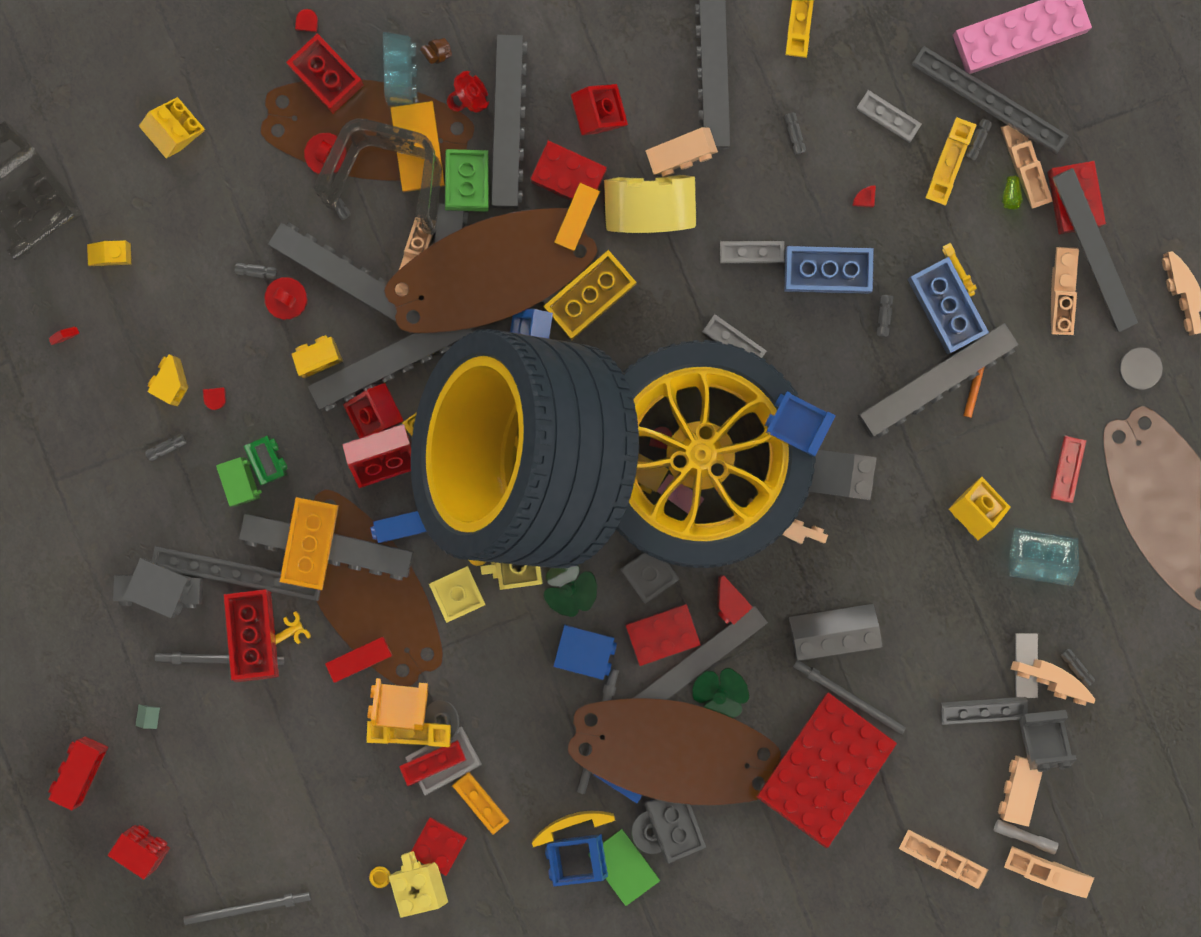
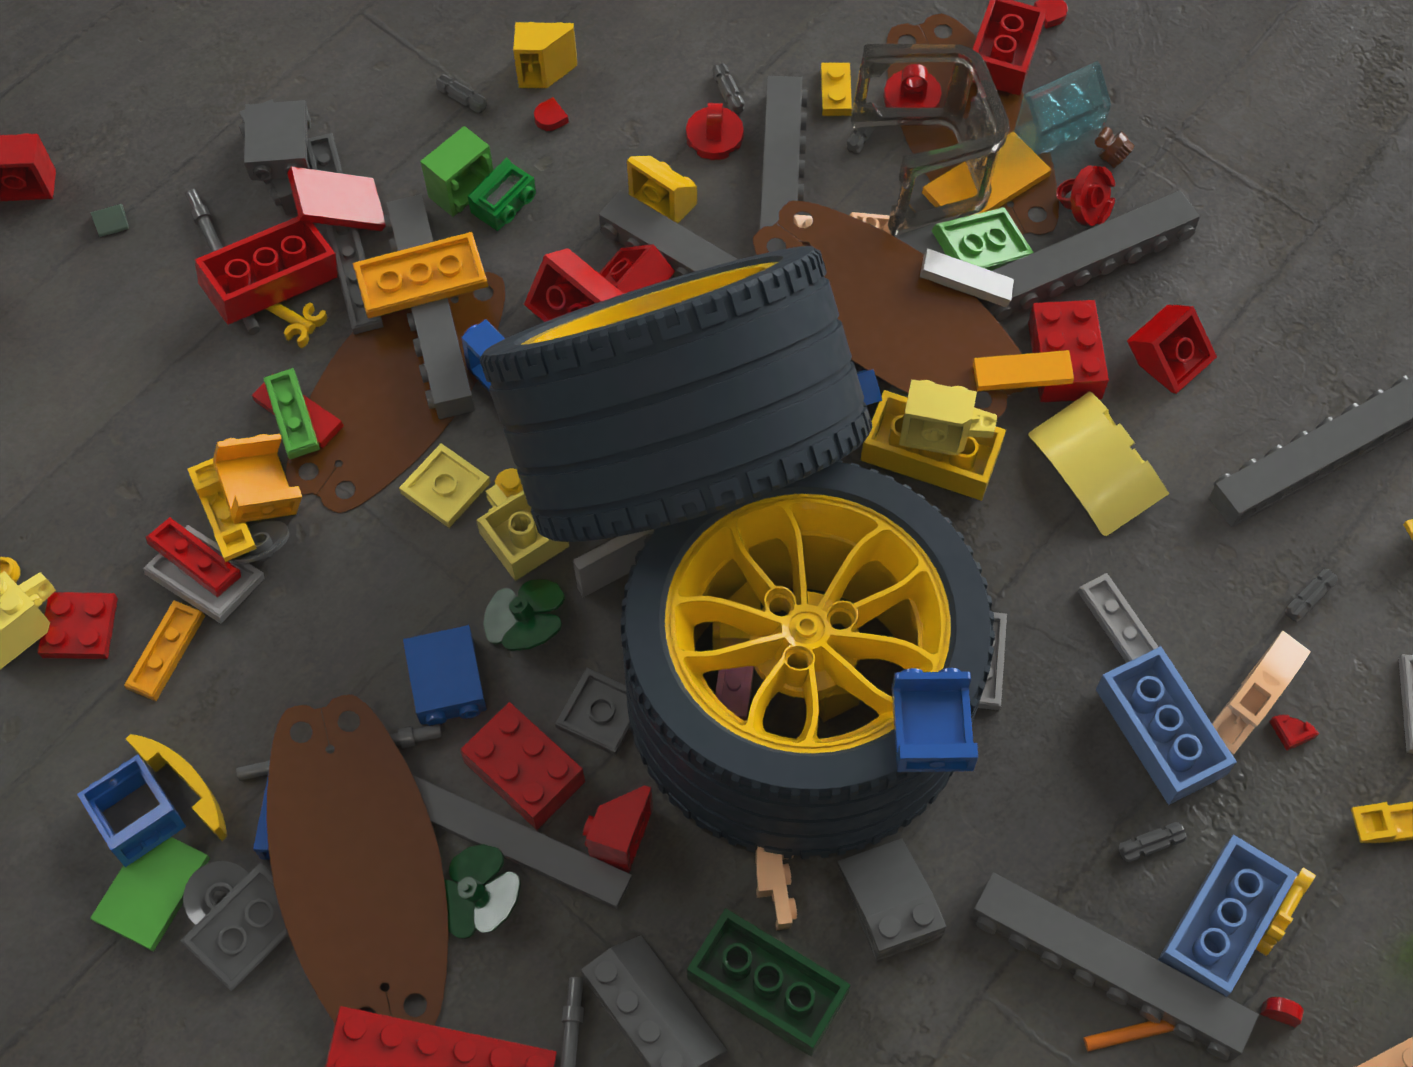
camera: 60 degrees right, 25 degrees down
(218, 568) = (336, 199): none -> tile
(293, 200) = (836, 89): none -> yellow plate
(362, 664) = (291, 413): none -> bright green tile
(495, 211) = (967, 277): none -> tile
(590, 288) = (942, 418): none -> light yellow hinge
(682, 152) = (1192, 458): light nougat brick -> none
(837, 204) = (1260, 690): none -> light nougat slope
(853, 565) = (768, 981): none -> dark green brick
(1006, 306) = (1282, 1010): none -> red tile

